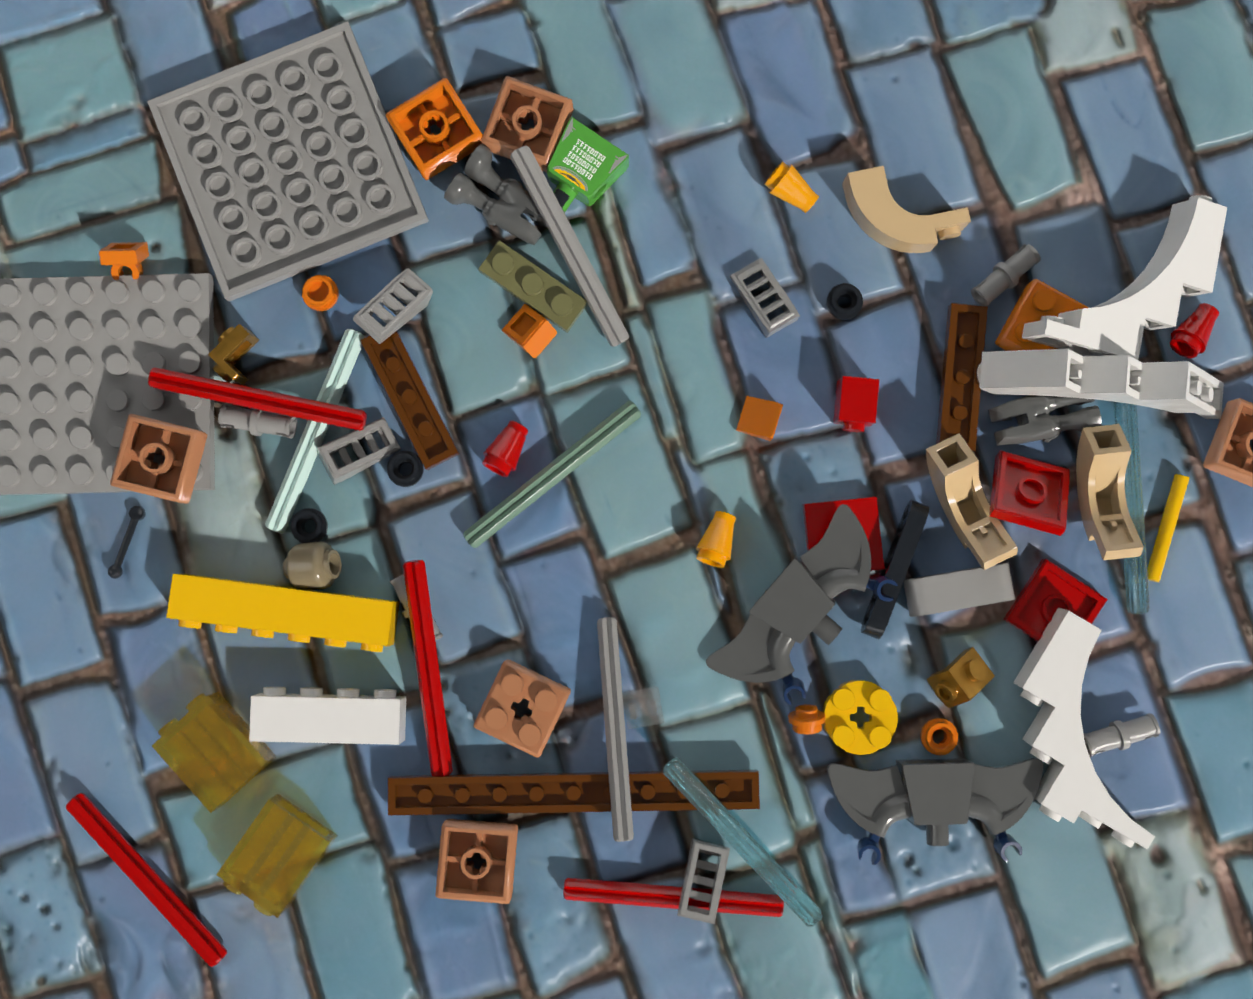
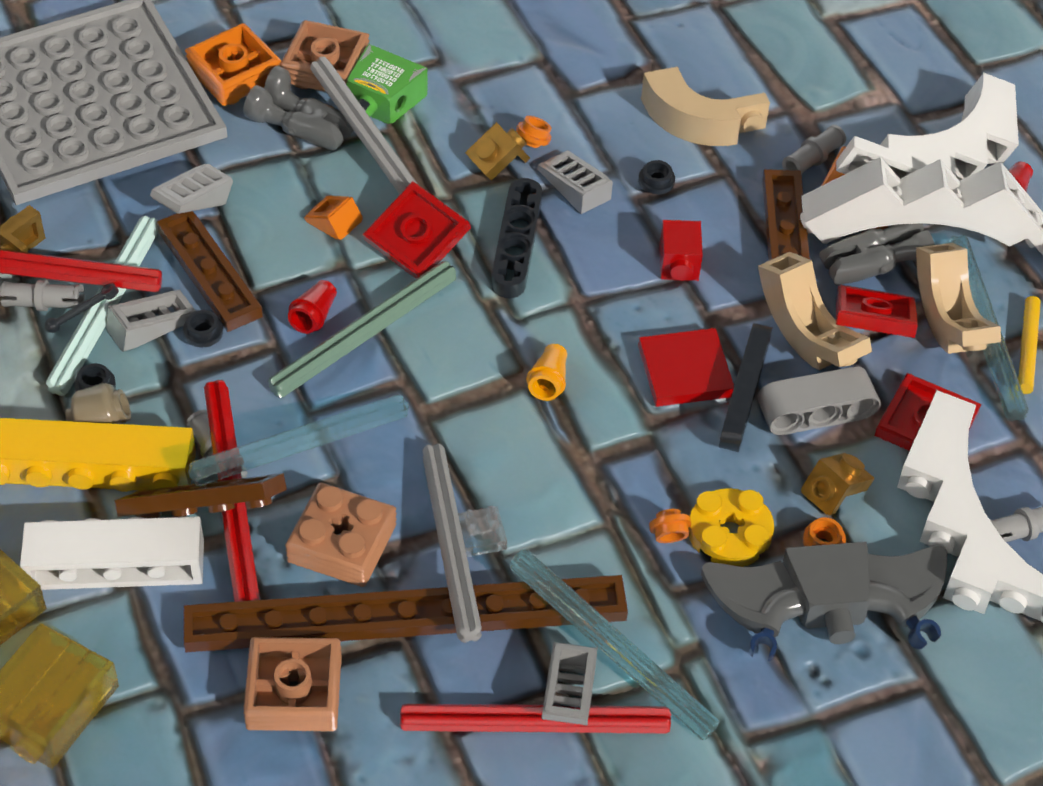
camera: 10 degrees left, 35 degrees down
(317, 432) = (108, 292): none -> black hinge
(320, 293) = (113, 192): orange plate -> none
(401, 685) = (216, 495): none -> reddish brown plate
(487, 620) = (297, 440): none -> clear light blue axle
(533, 286) = (333, 178): olive plate -> none
(606, 364) = (416, 230): none -> red tile
(692, 259) = (496, 150): none -> pearl gold bracket
(701, 369) = (516, 237): none -> black beam
(730, 235) = (534, 131): none -> orange plate
(759, 417) = (583, 272): orange slope -> none
(791, 187) = (589, 95): light orange cone -> none
(799, 605) = (644, 415): dark grey torso -> none

